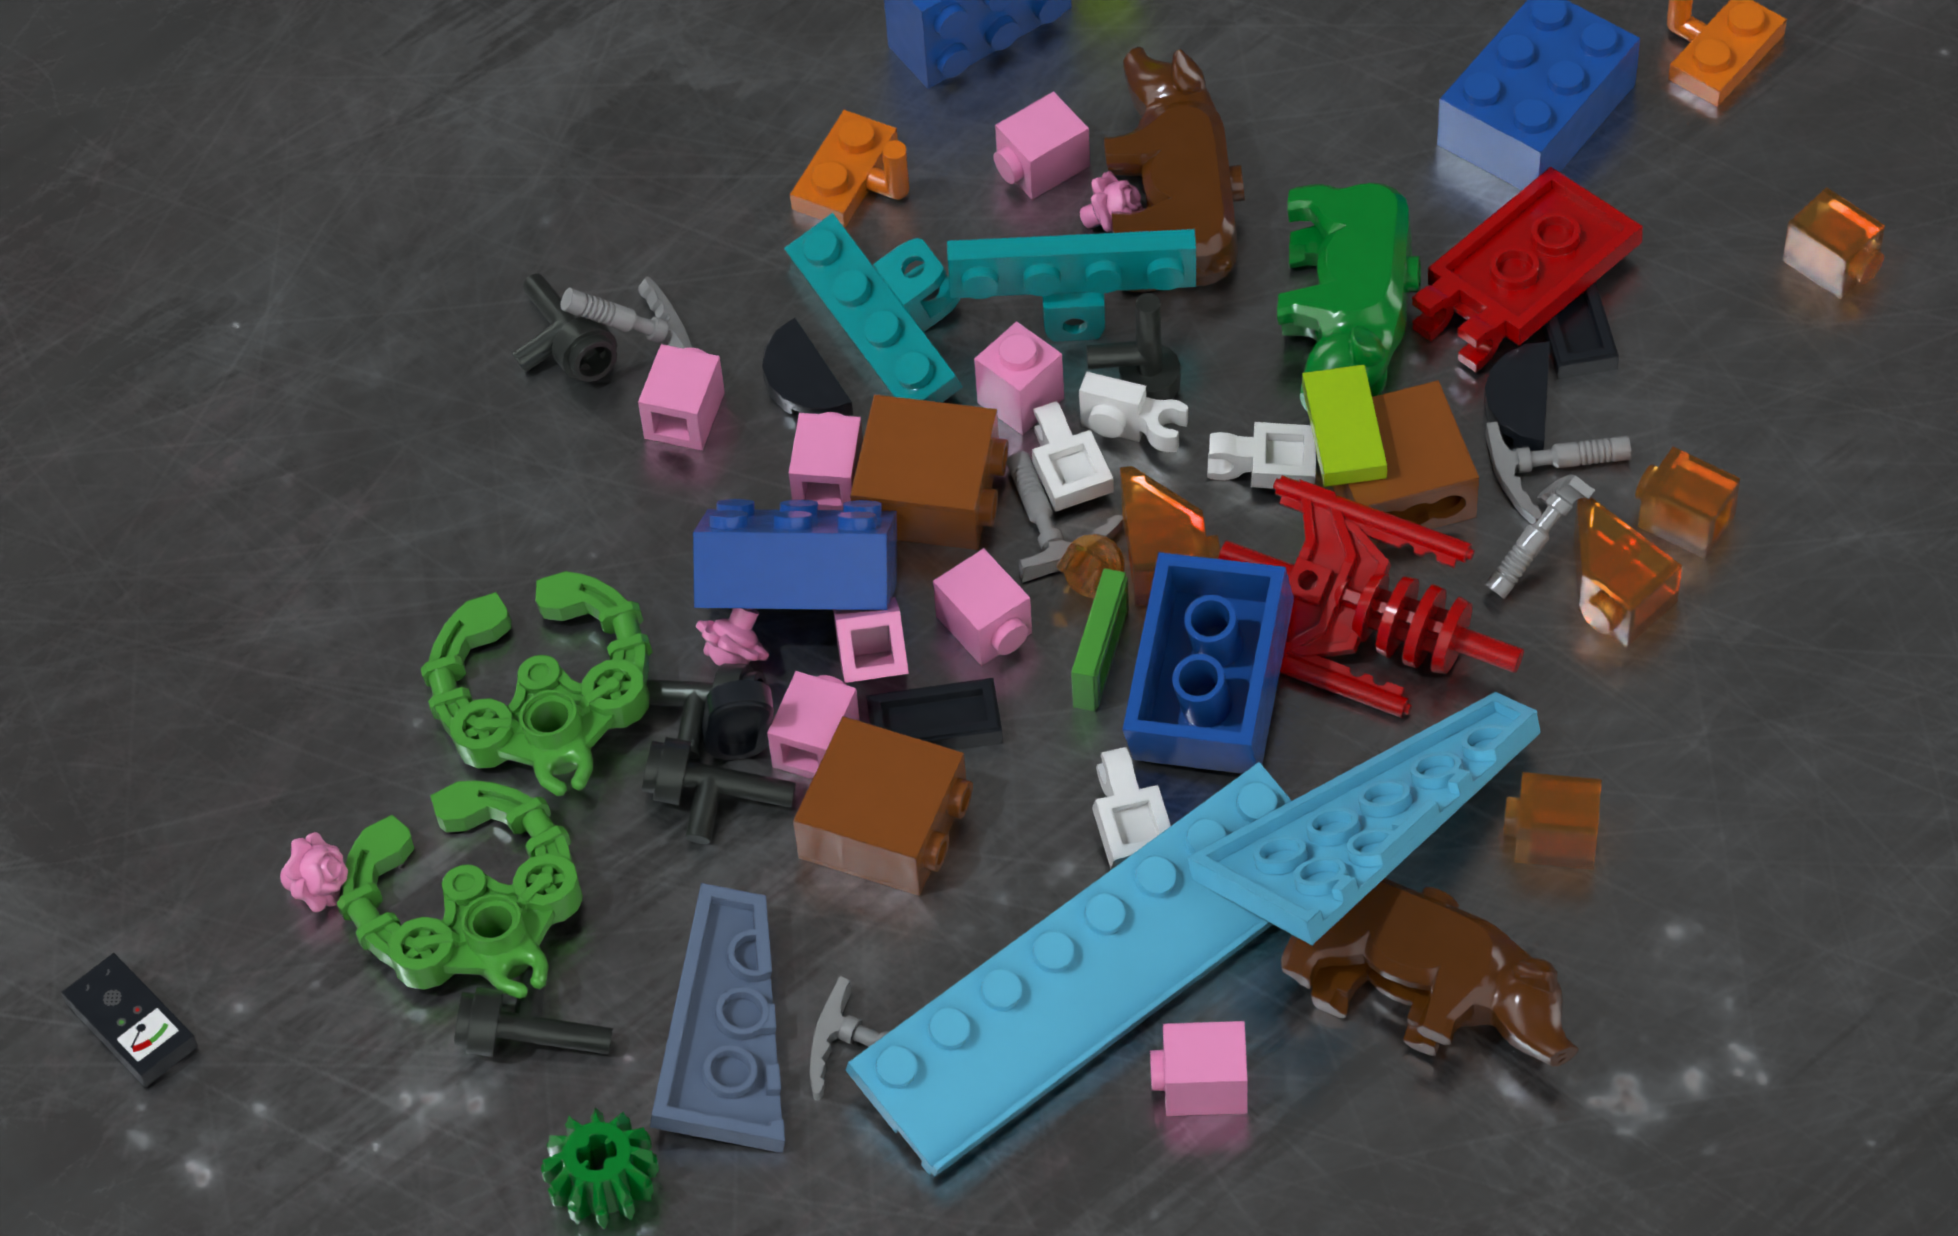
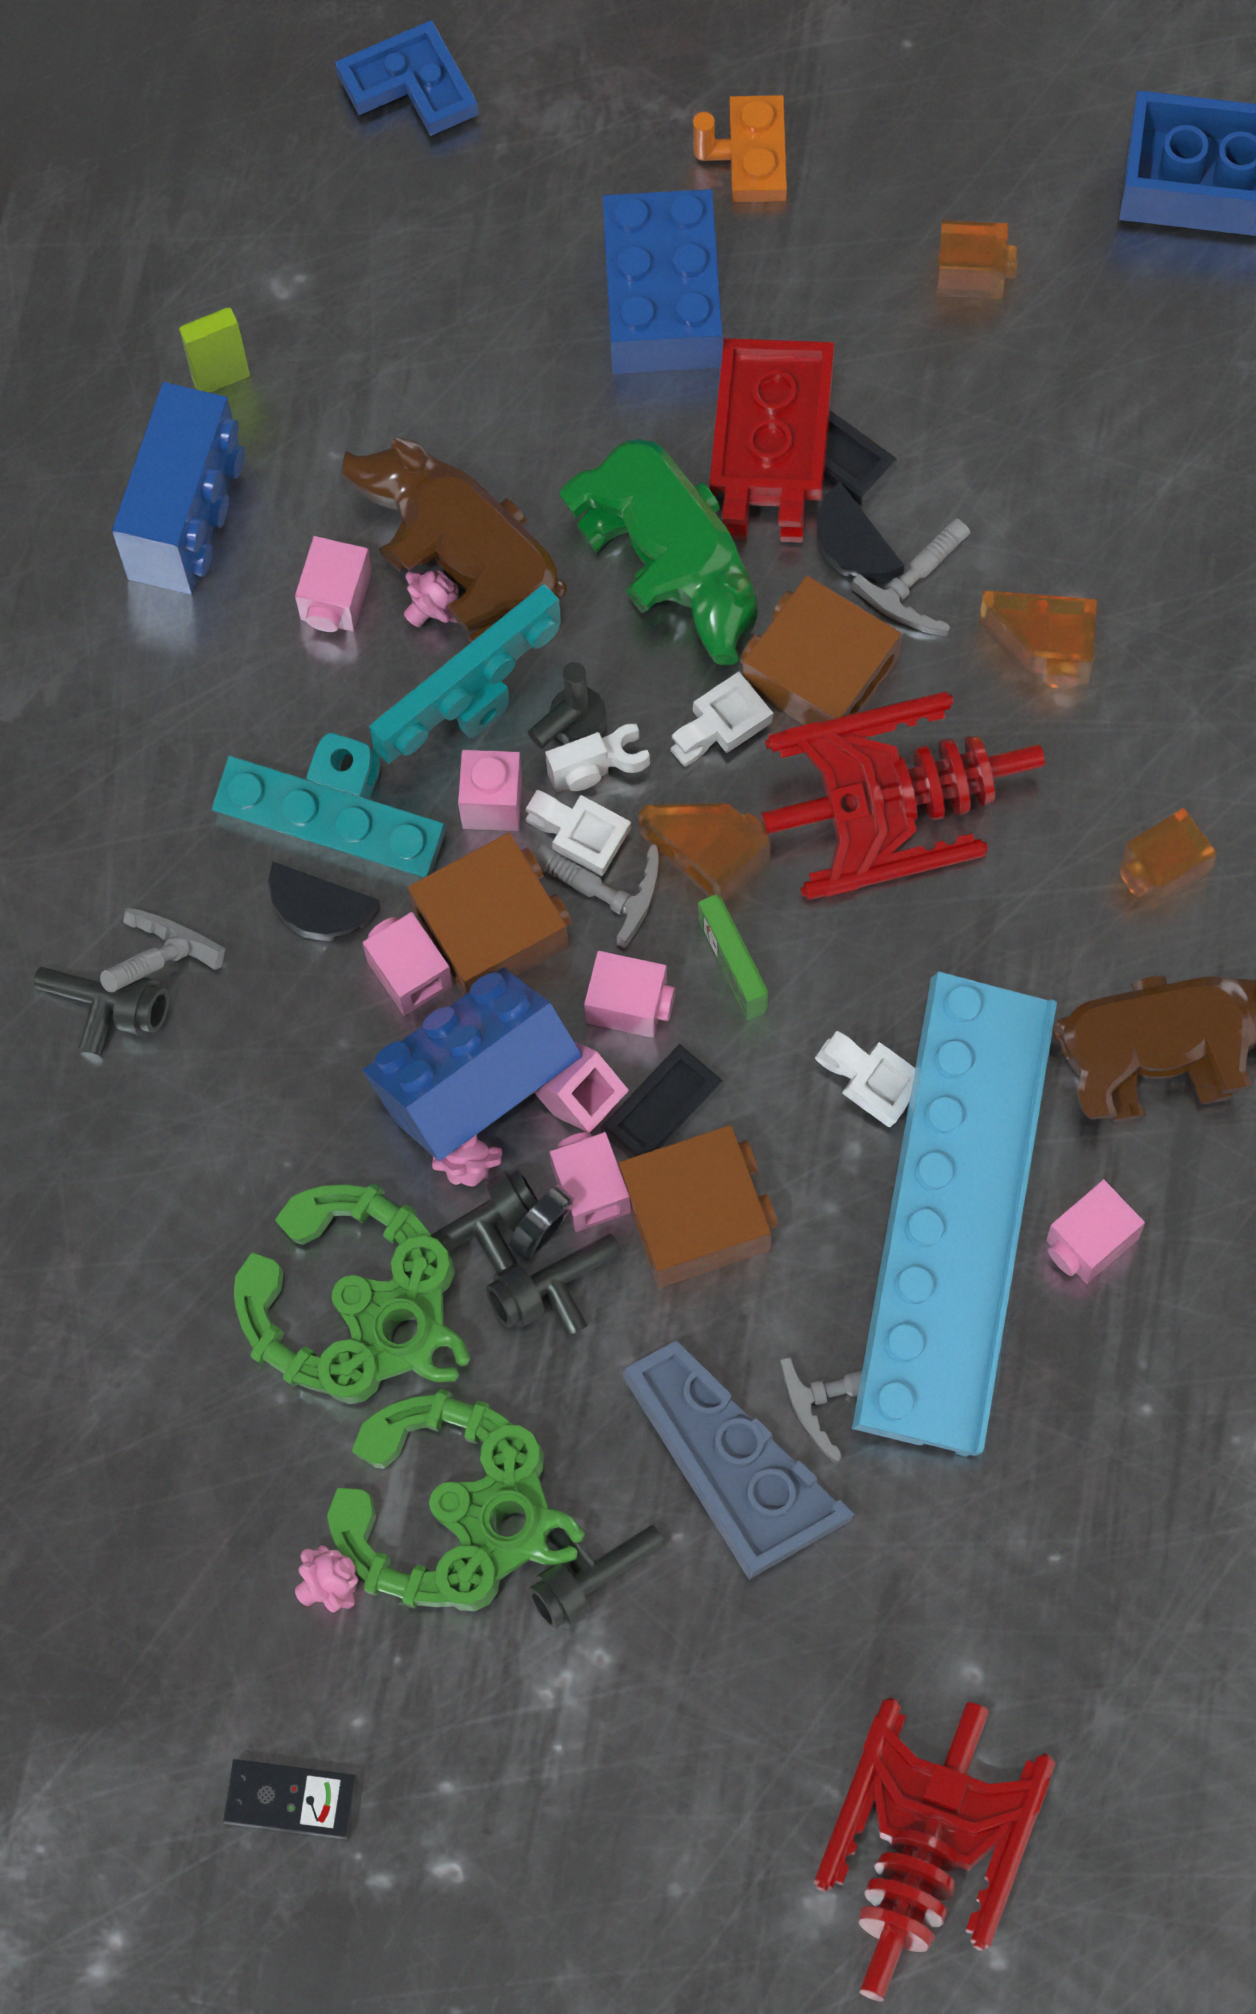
camera: 40 degrees left, 15 degrees up
(625, 1175) = (770, 1639): green gear -> none
(681, 397) = (248, 989): bright pink brick -> none
(850, 166) = (196, 706): orange plate -> none
(1086, 560) = (673, 901): clear orange plate -> none
(1208, 663) = (841, 921): blue brick -> none
(1343, 838) = (1056, 986): medium azure wing -> none
(1344, 425) = (777, 662): lime tile -> none
(1559, 499) = (969, 656): light grey piece -> none
(1687, 501) = (1045, 542): clear orange brick -> none

